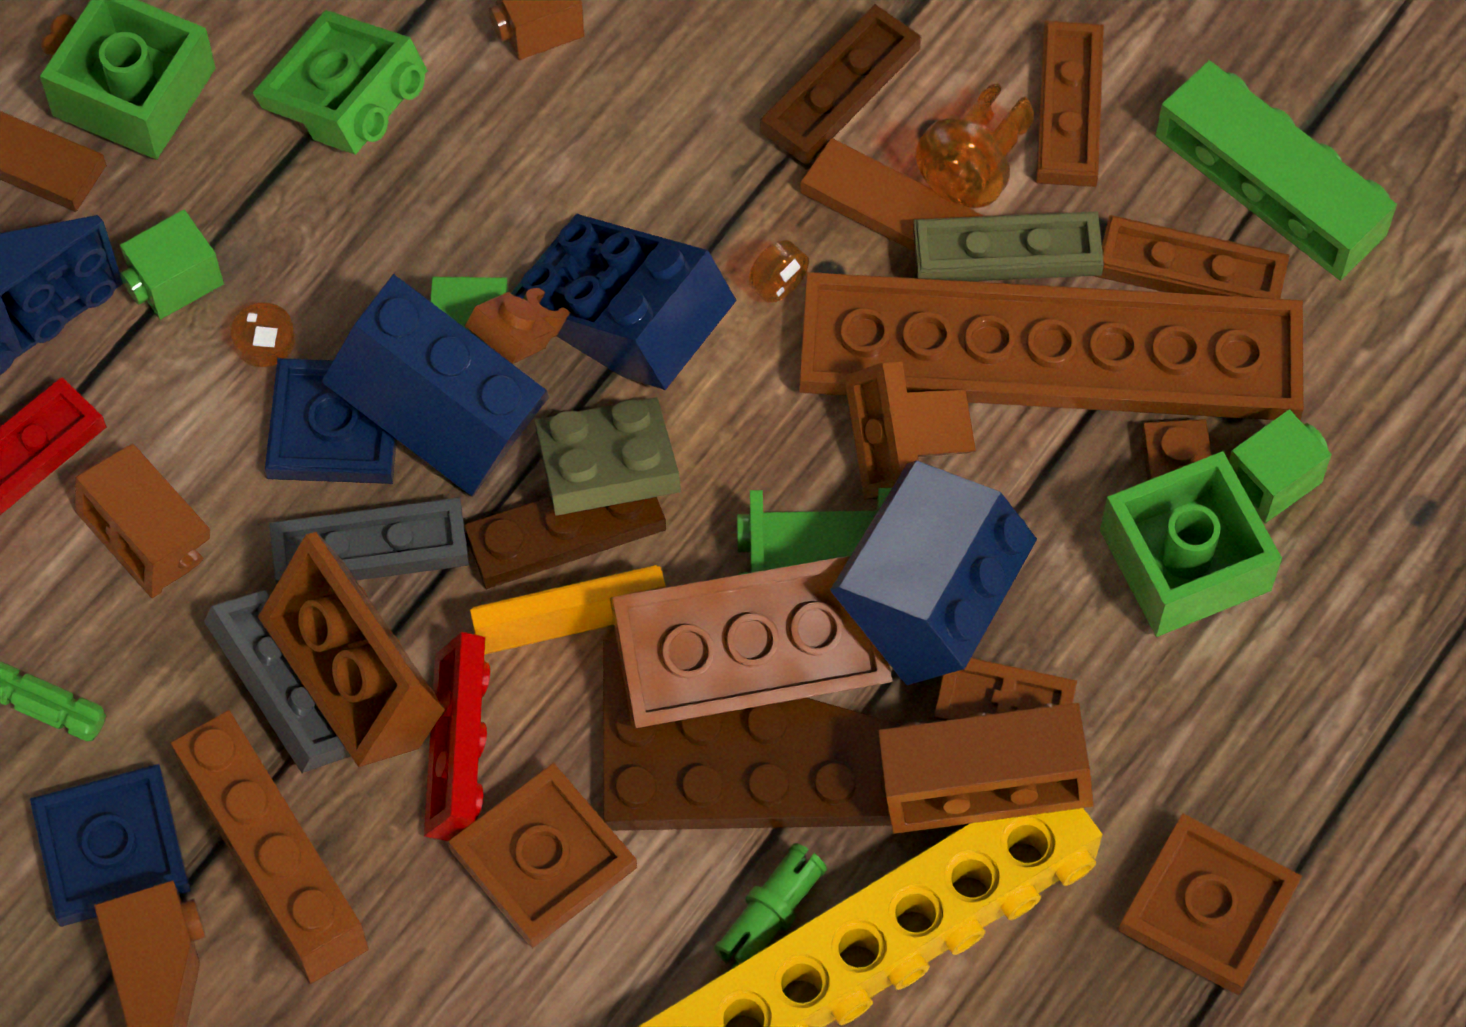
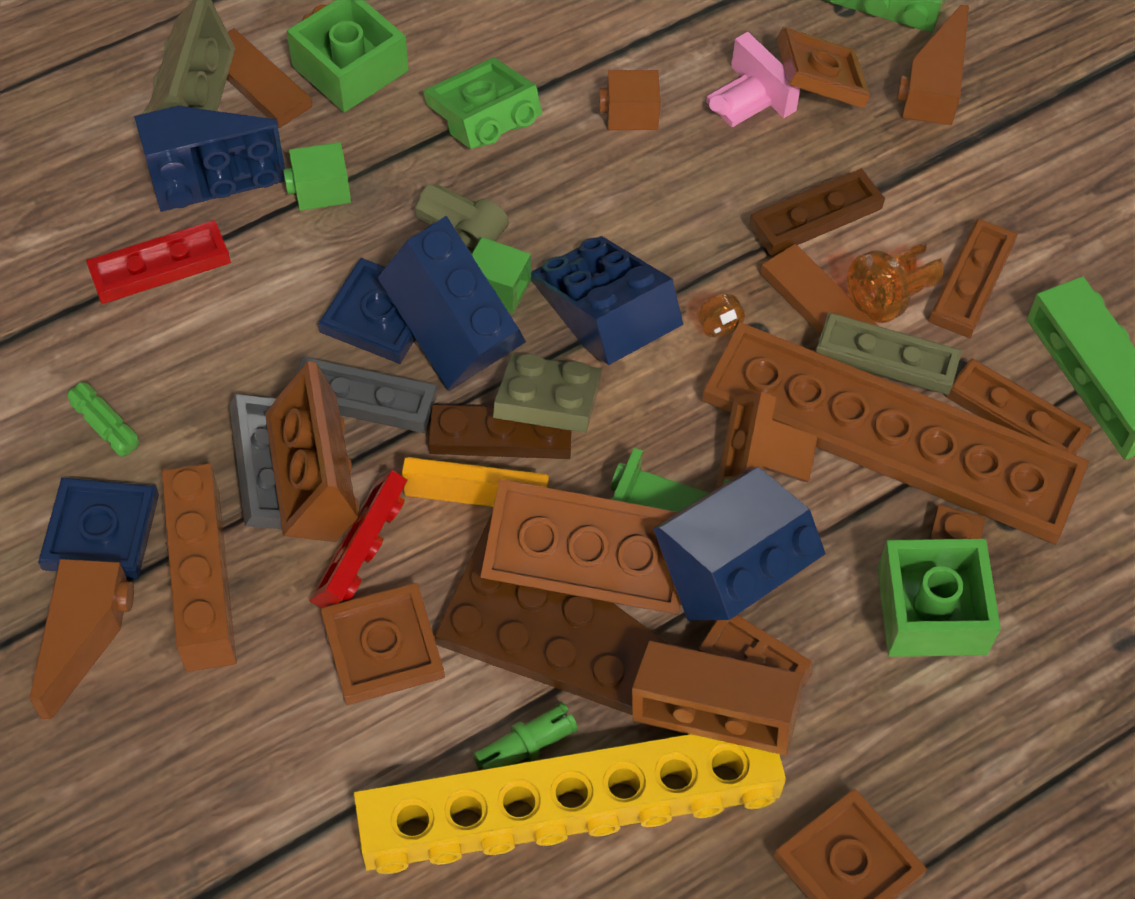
camera: 20 degrees right, 5 degrees down
(140, 519) = (221, 325): dark orange hinge -> none
(263, 334) = (359, 239): clear orange tile -> none
(376, 253) = (468, 218): none -> olive piece
(516, 325) = (521, 284): dark orange plate -> none
(1280, 464) = (1027, 568): bright green brick -> none

